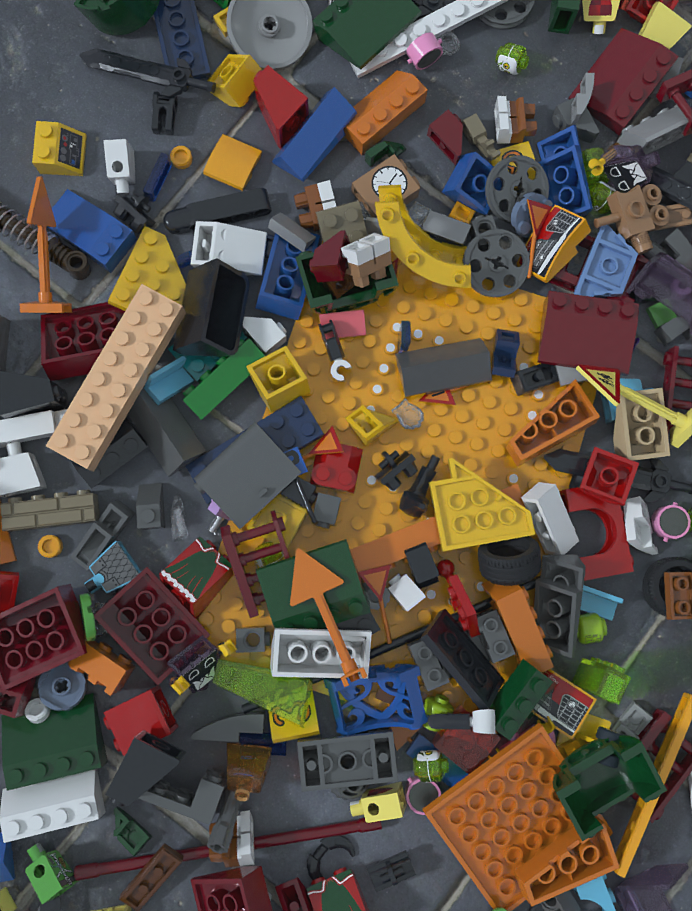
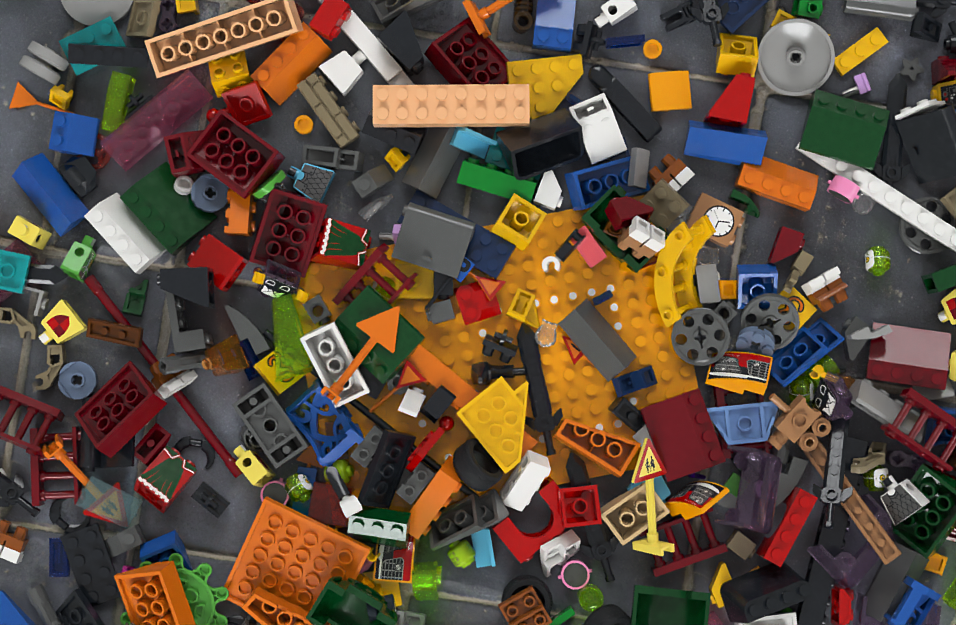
camera: 65 degrees right, 5 degrees up
(141, 469) = (396, 158): none -> yellow tile
(474, 459) = (537, 388): none -> black sword
(538, 214) = (754, 348): orange piece -> none
(662, 353) = (695, 498): none -> slope

